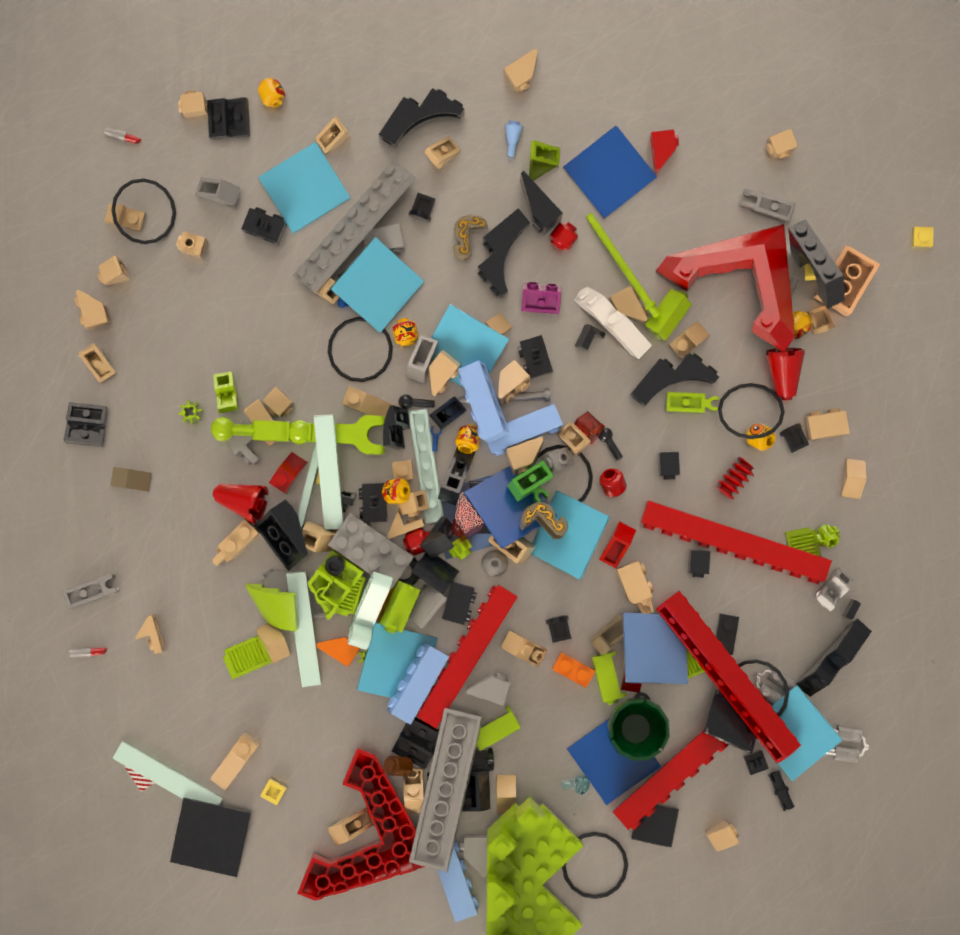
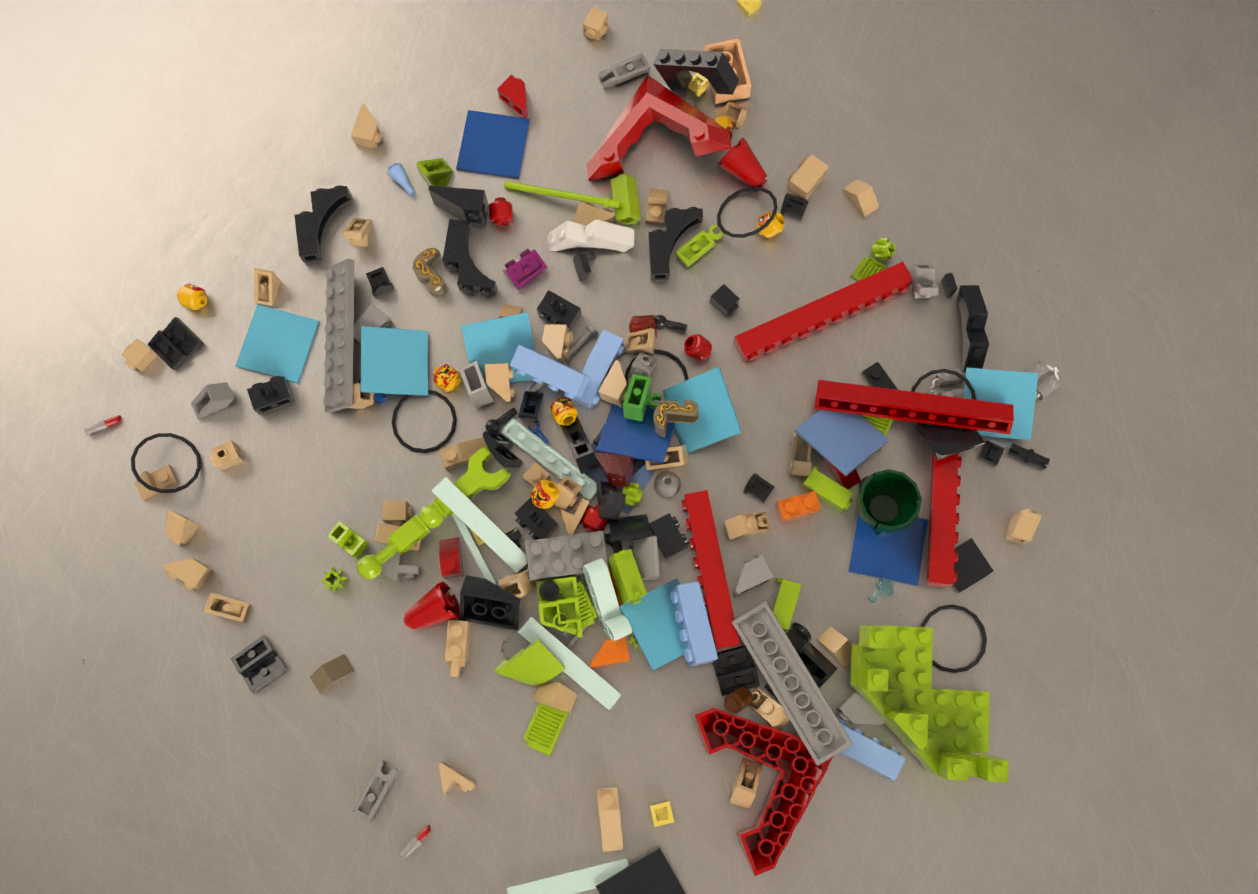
camera: 45 degrees left, 10 degrees down
(618, 544) = (743, 388): red slope -> none
(636, 587) = (784, 405): tan hinge -> none
(698, 563) = (812, 349): black brick -> none
(735, 478) = (780, 268): red piece -> none

